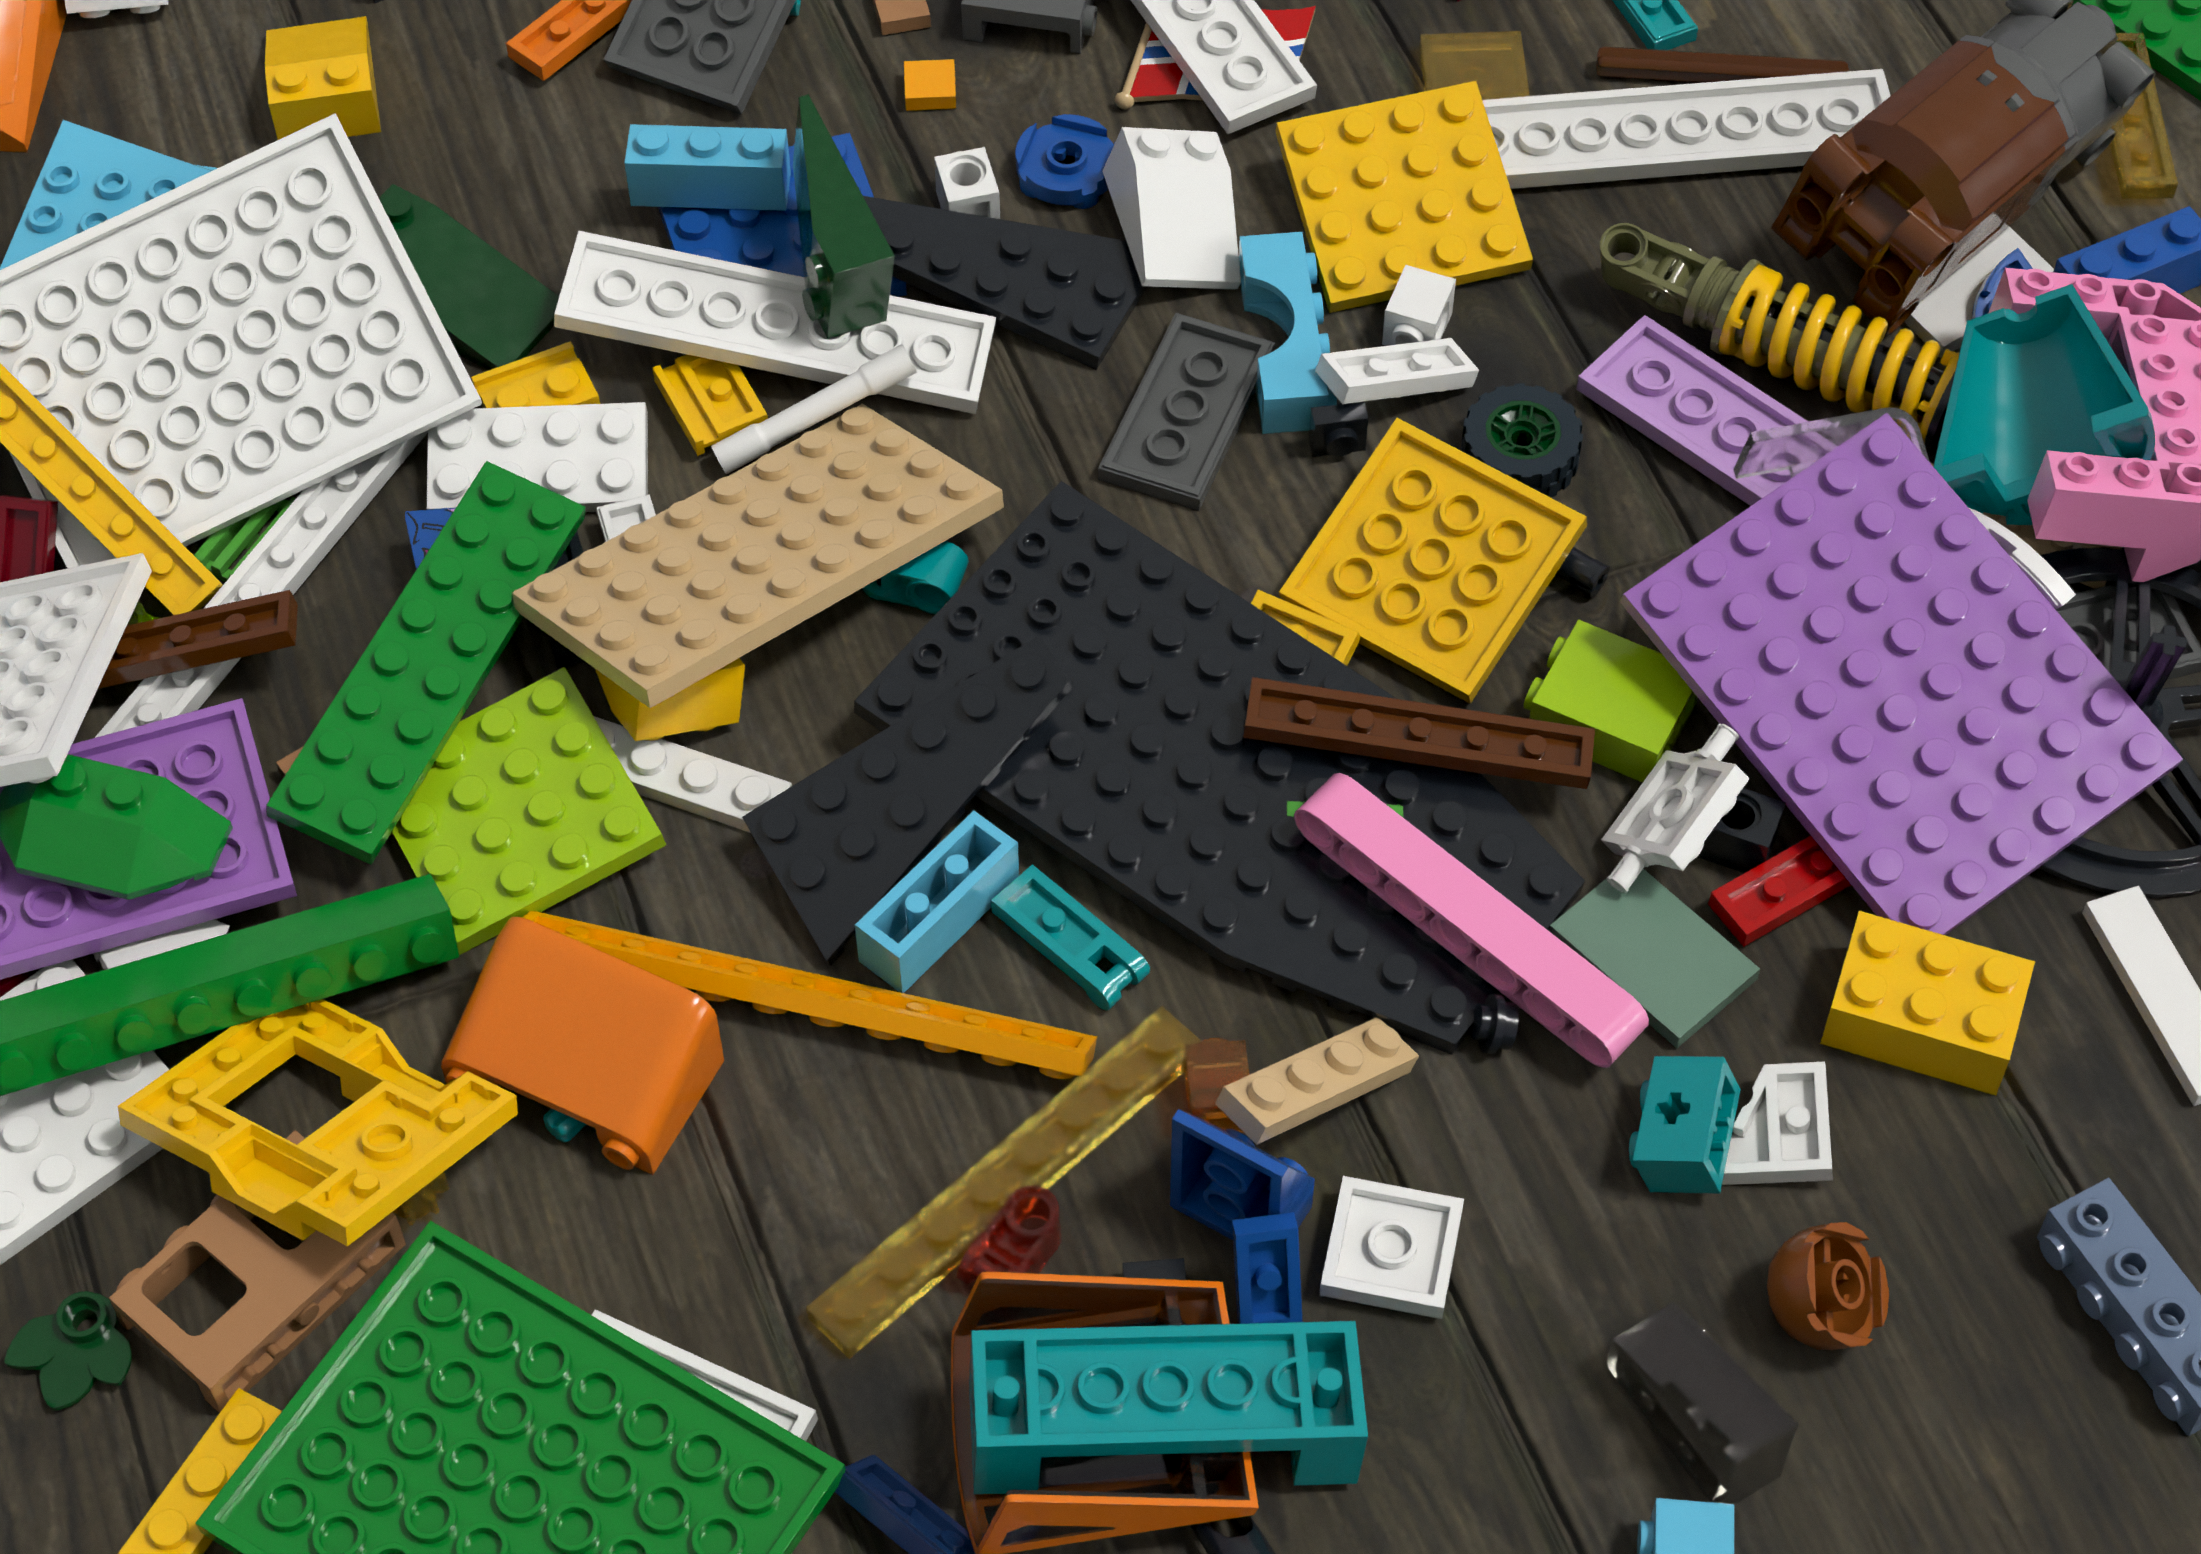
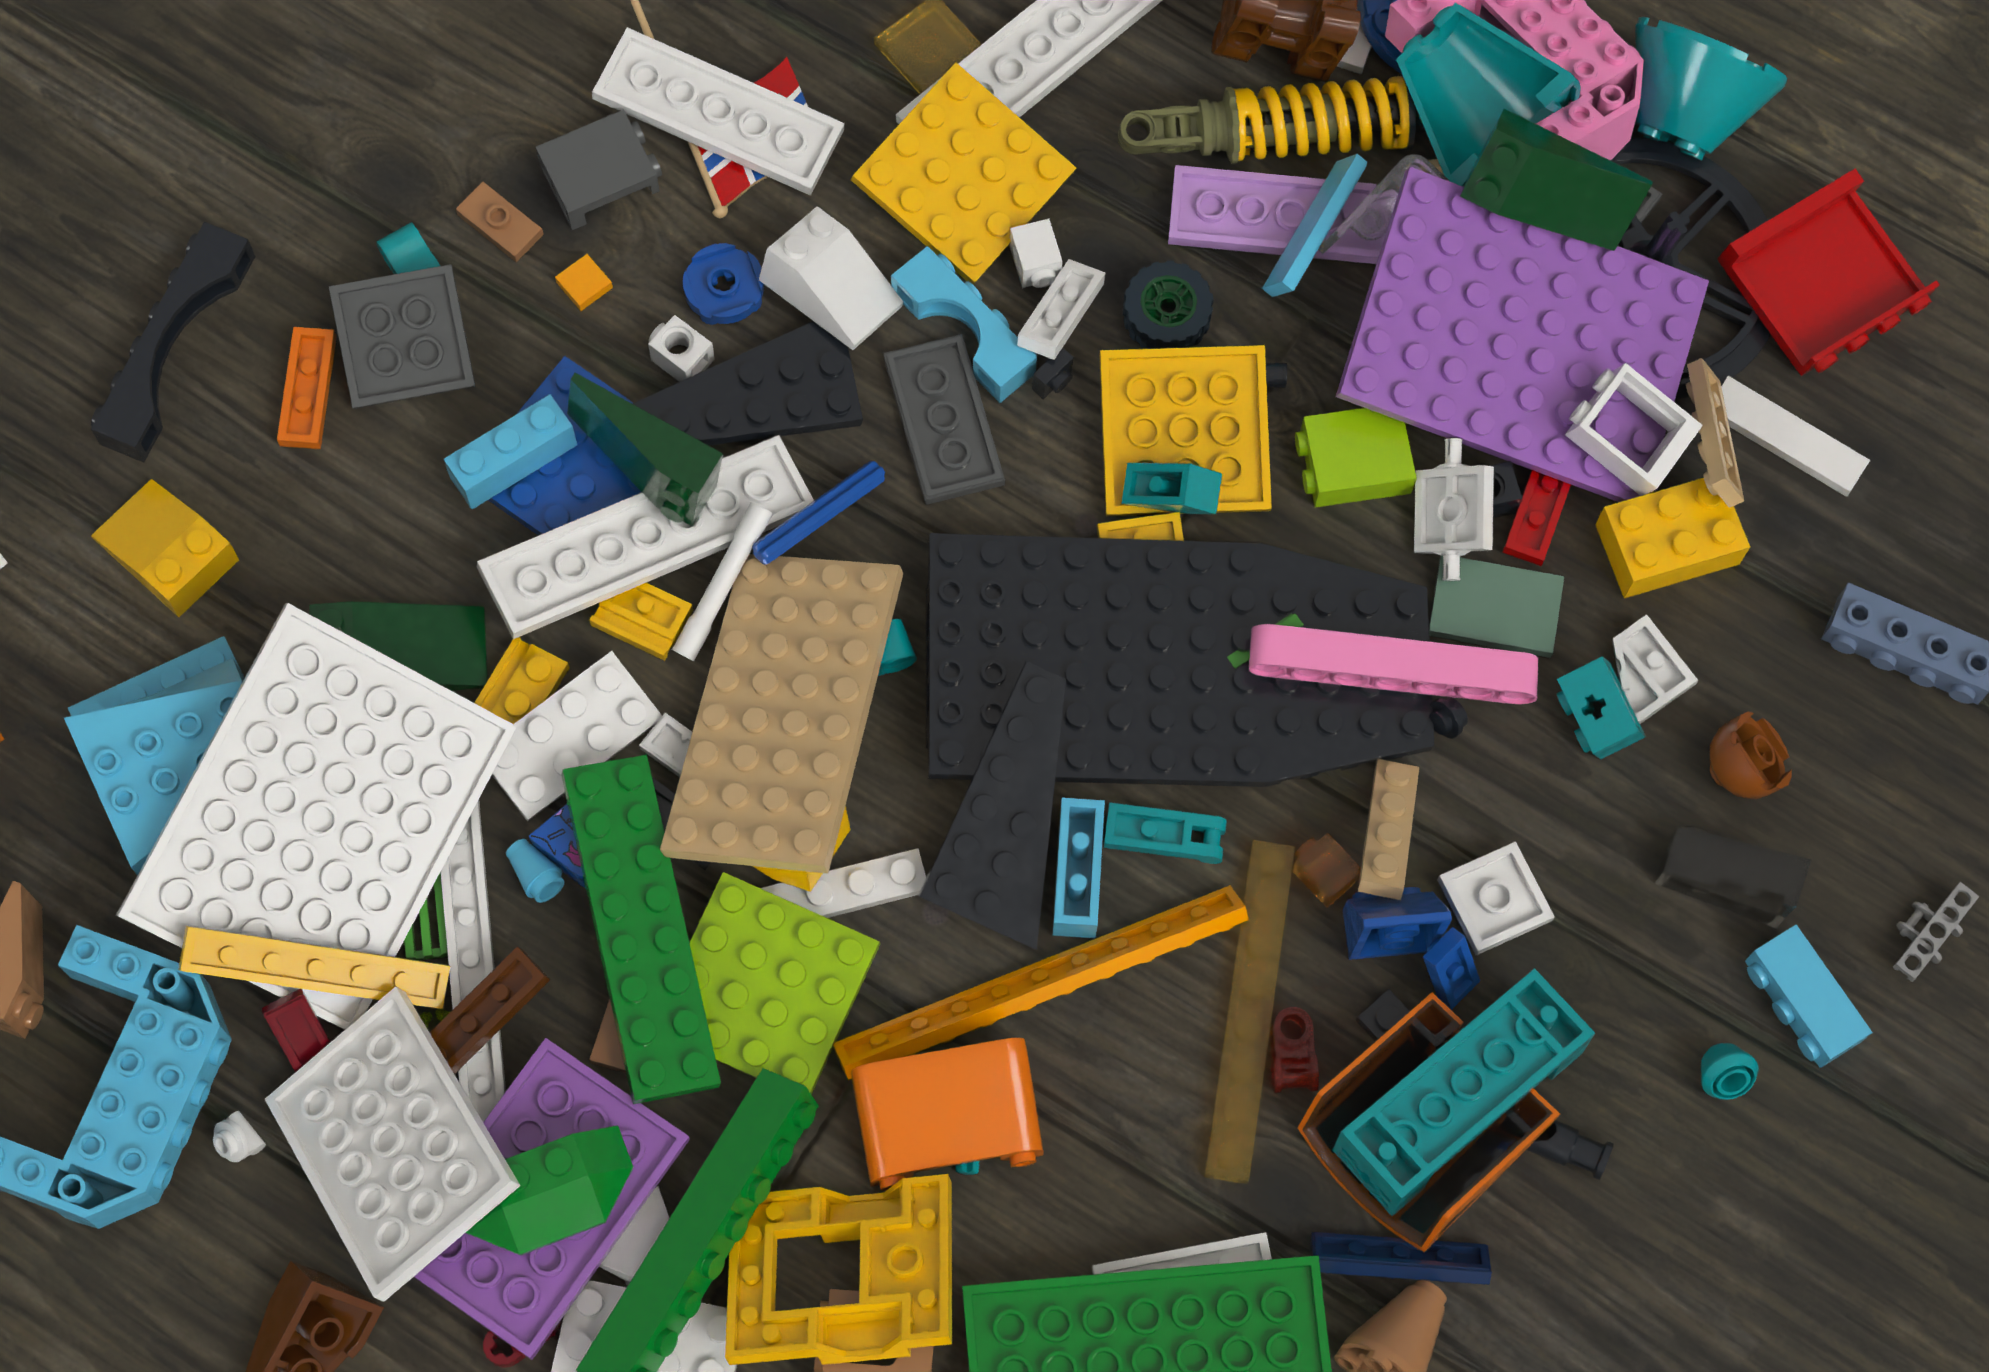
camera: 40 degrees left, 15 degrees up
(388, 559) = (536, 873): none -> medium azure cone
(971, 407) = (818, 512): none -> blue axle
(1368, 598) = (1172, 487): none -> teal slope
(1419, 733) = (1275, 562): reddish brown plate -> none
(1727, 453) = (1315, 225): none -> medium azure tile
(2019, 873) = (1654, 403): none -> white window
(2044, 517) = (1554, 183): none -> dark green slope
(2059, 914) = (1715, 433): none -> tan plate

